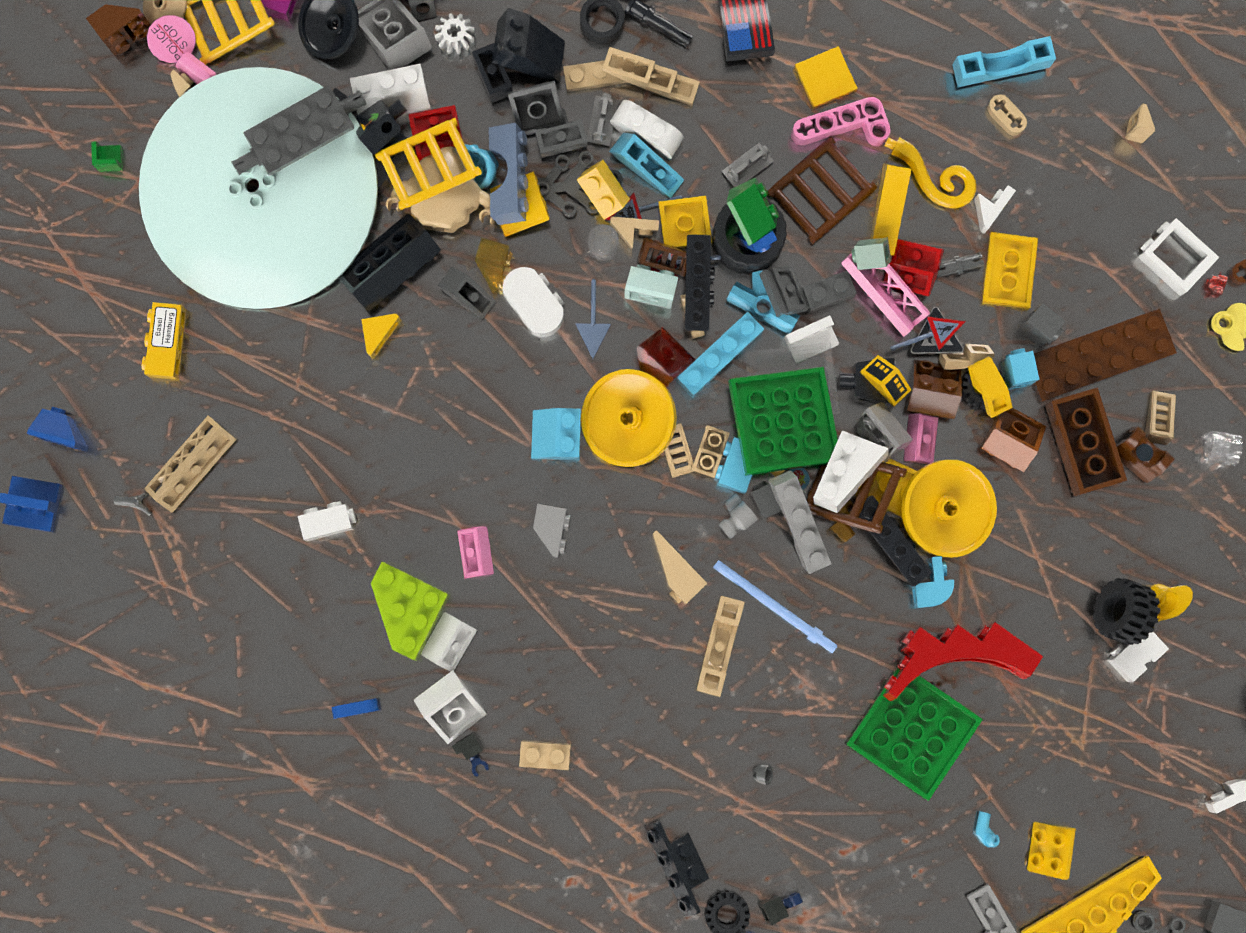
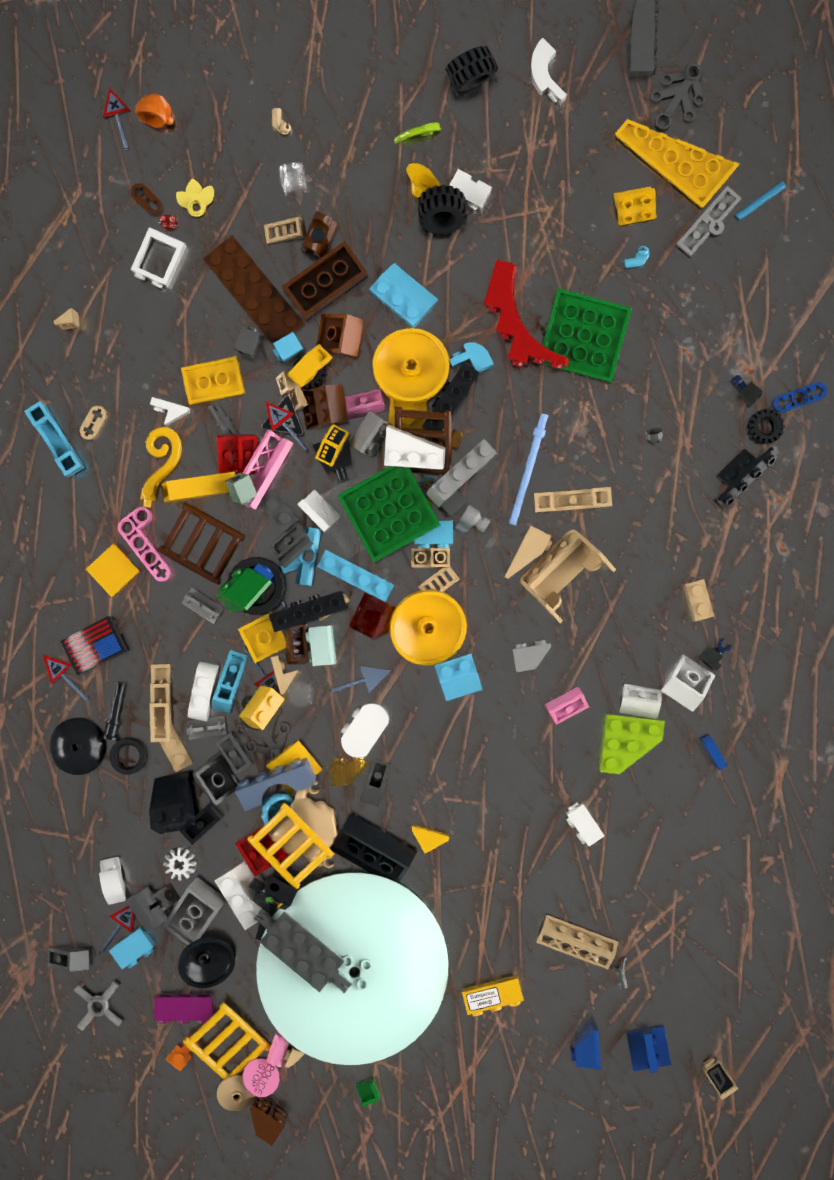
camera: 100 degrees left, 5 degrees up
(643, 599) = (559, 567): none -> tan windscreen
(1036, 530) = (403, 295): none -> medium azure slope
(1228, 625) = (424, 130): none -> lime piece

